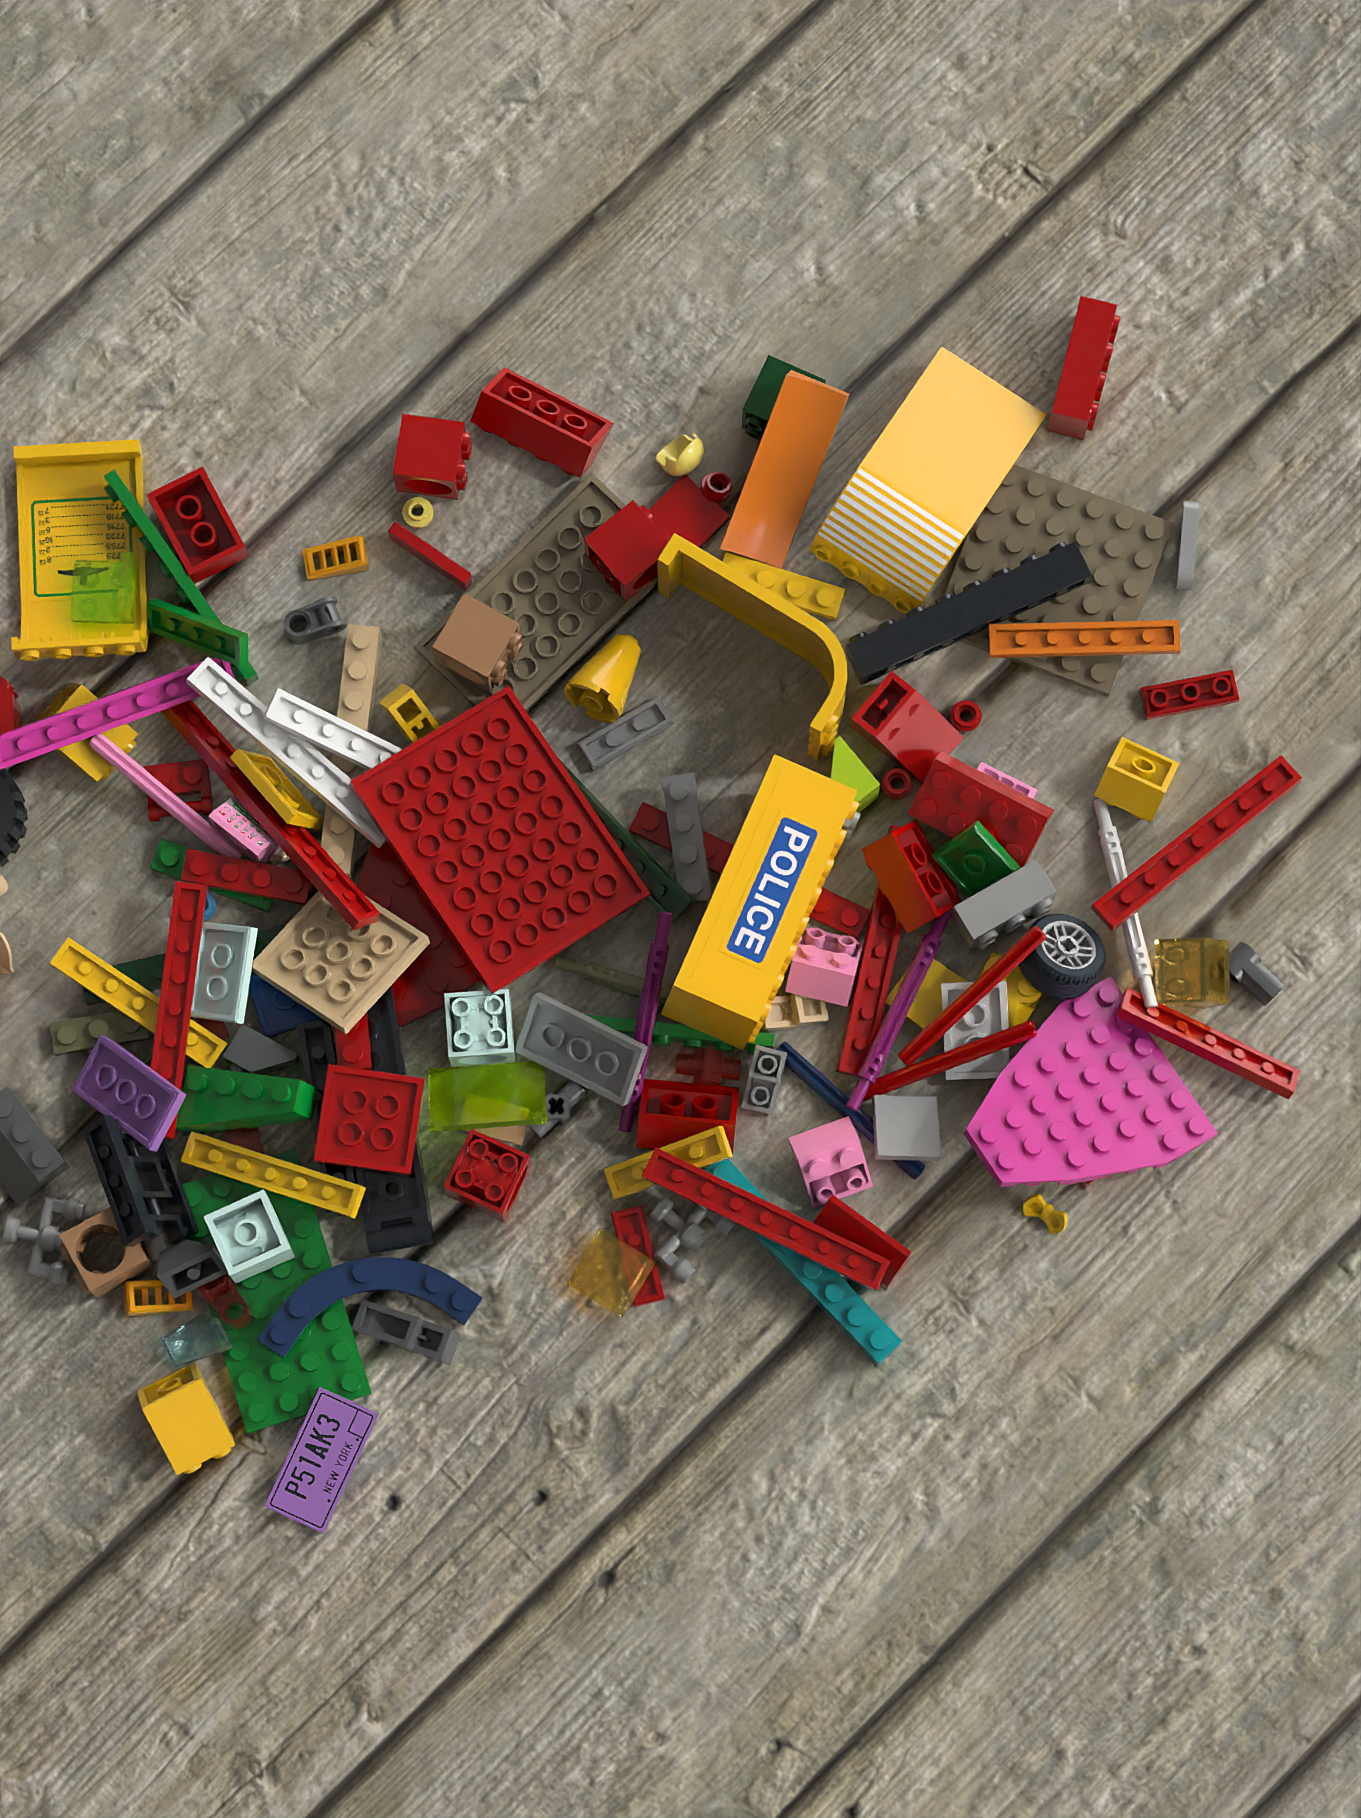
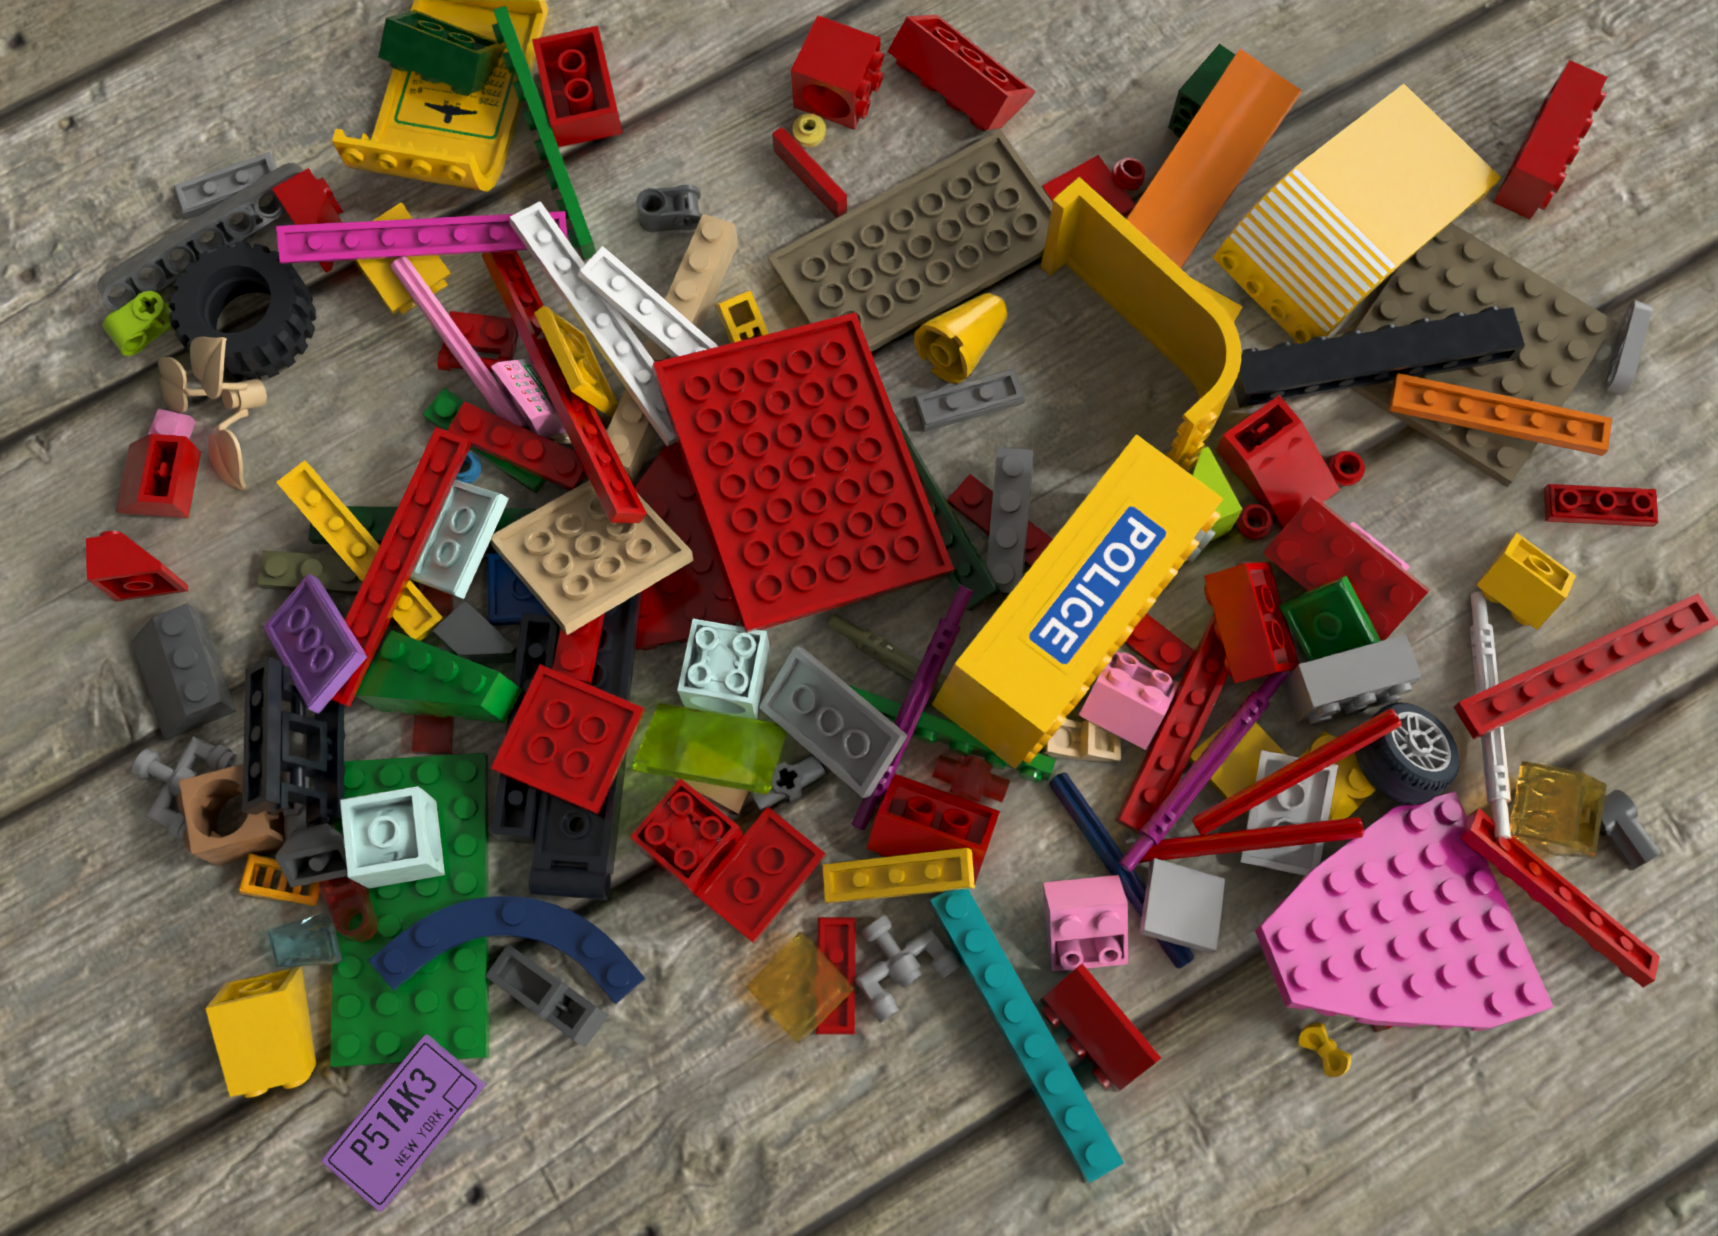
camera: 15 degrees right, 5 degrees down
(62, 521) = (439, 51): none -> dark green slope
(104, 590) = (465, 124): clear neon green bracket -> none
(197, 632) = (543, 184): green plate -> none
(273, 1174) = (446, 776): yellow plate -> none
(348, 567) = (724, 165): light orange slope -> none
(478, 643) = (834, 260): medium nougat brick -> none
(554, 1190) = (760, 875): none -> red plate
(627, 549) = (1016, 203): red brick -> none
(681, 455) = (1100, 136): light yellow hair -> none
(764, 1079) = (1031, 808): light grey slope -> none
(765, 1219) = (998, 974): red plate -> none

